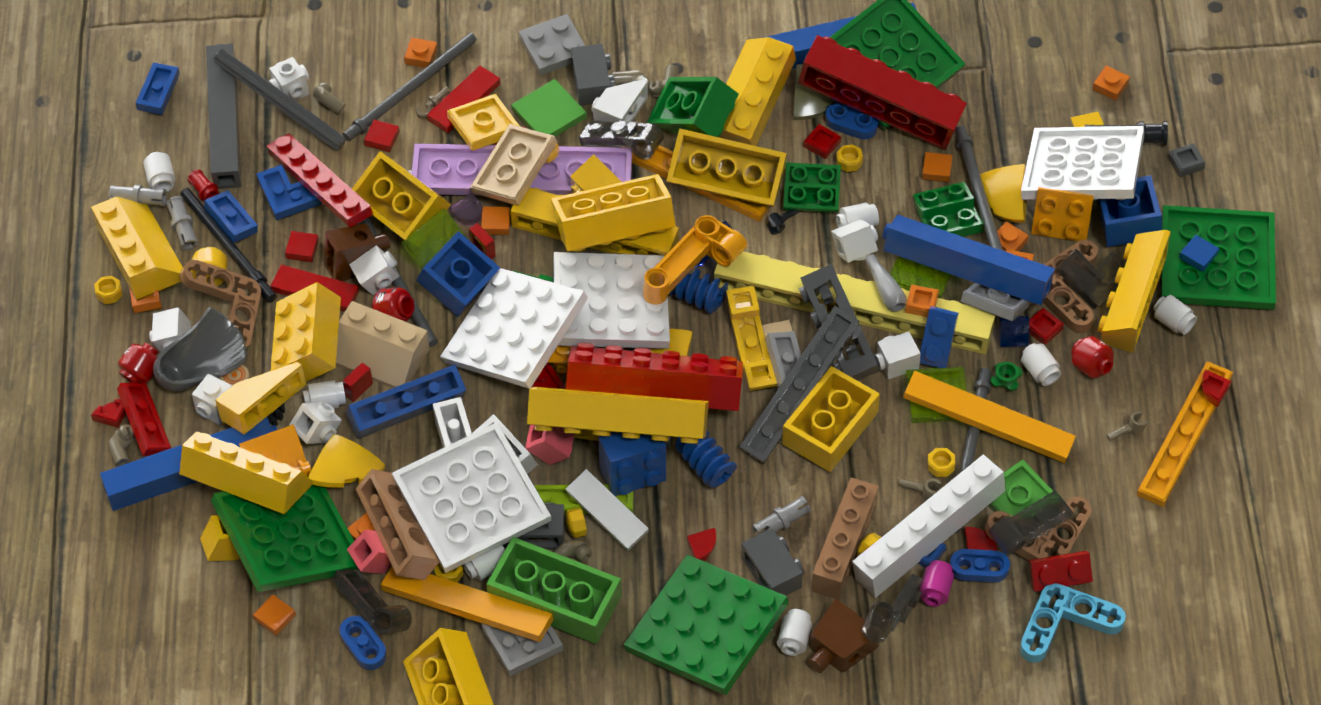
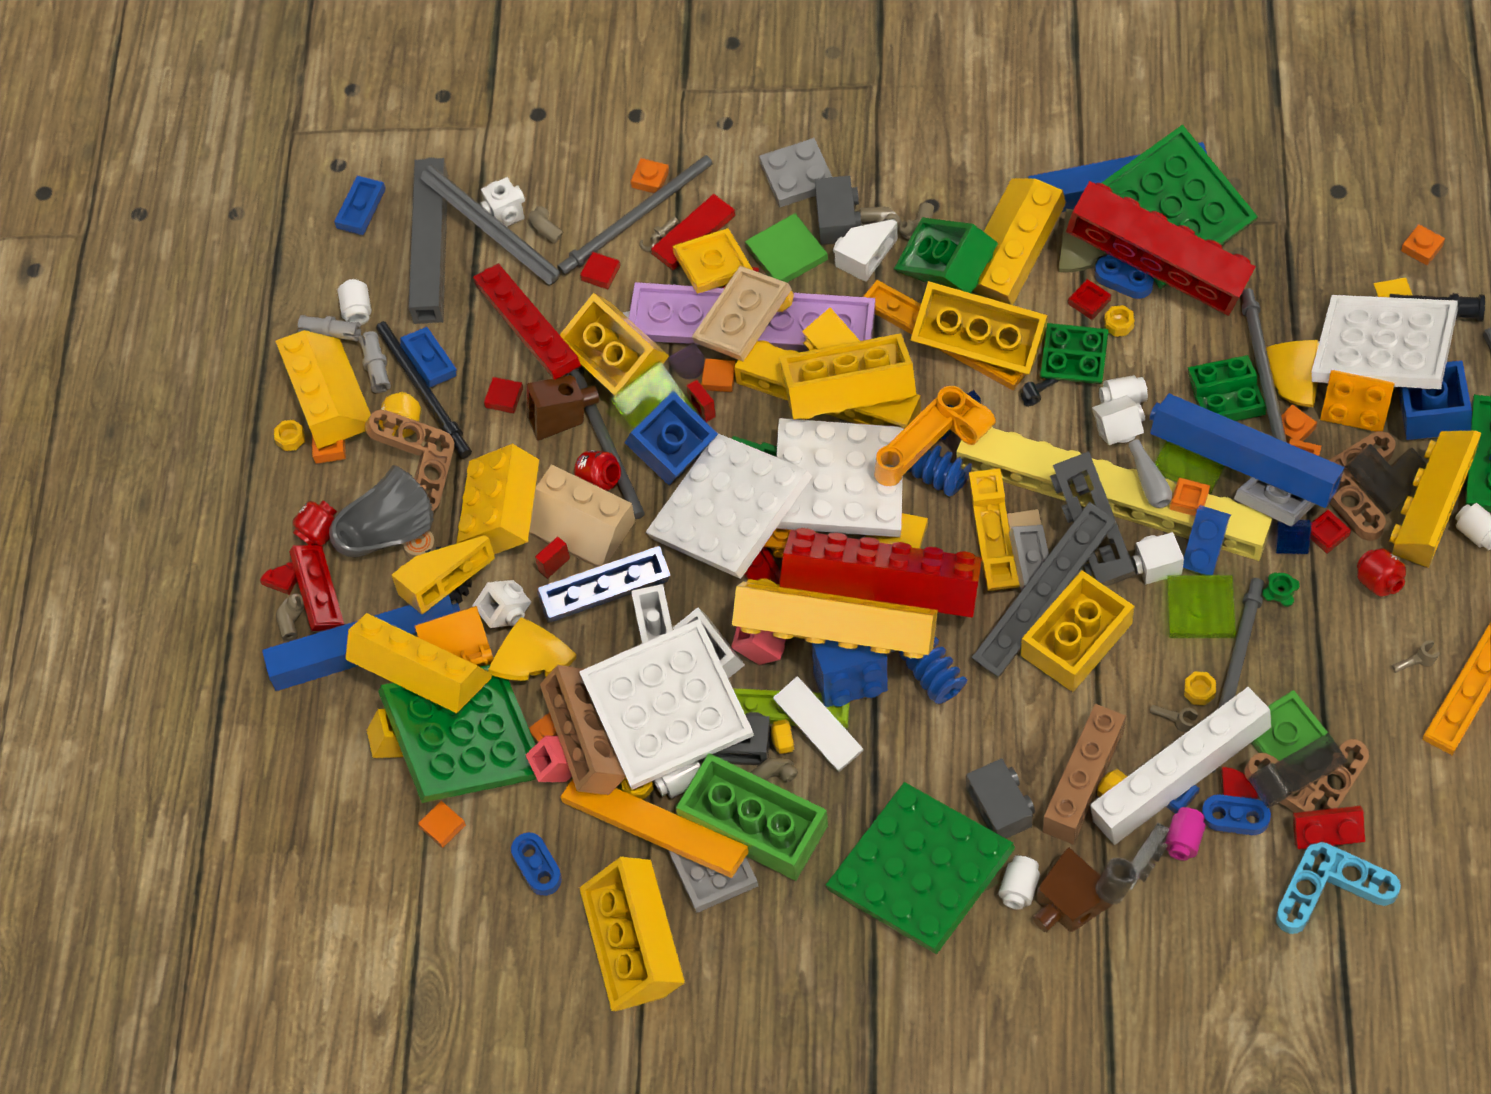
camera: 10 degrees right, 5 degrees up
(168, 327) = (350, 483): white brick -> none
(202, 185) = (398, 316): red pin -> none
(205, 397) = (385, 563): white brick -> none
(283, 196) = (487, 336): blue plate -> none
(291, 280) = (492, 435): red tile -> none
(327, 392) = (516, 568): white brick -> none
(370, 605) = (547, 820): clear smoke plate -> none
(375, 269) = (580, 427): white brick -> none
(641, 137) = (884, 287): clear smoke plate -> none
(702, 543) = (923, 769): red tile -> none
(783, 516) = (1015, 743): light grey pin -> none
(937, 167) = (1218, 335): orange tile -> none
(989, 416) = (1258, 637): light orange tile -> none
(1041, 364) = (1321, 577): white brick -> none

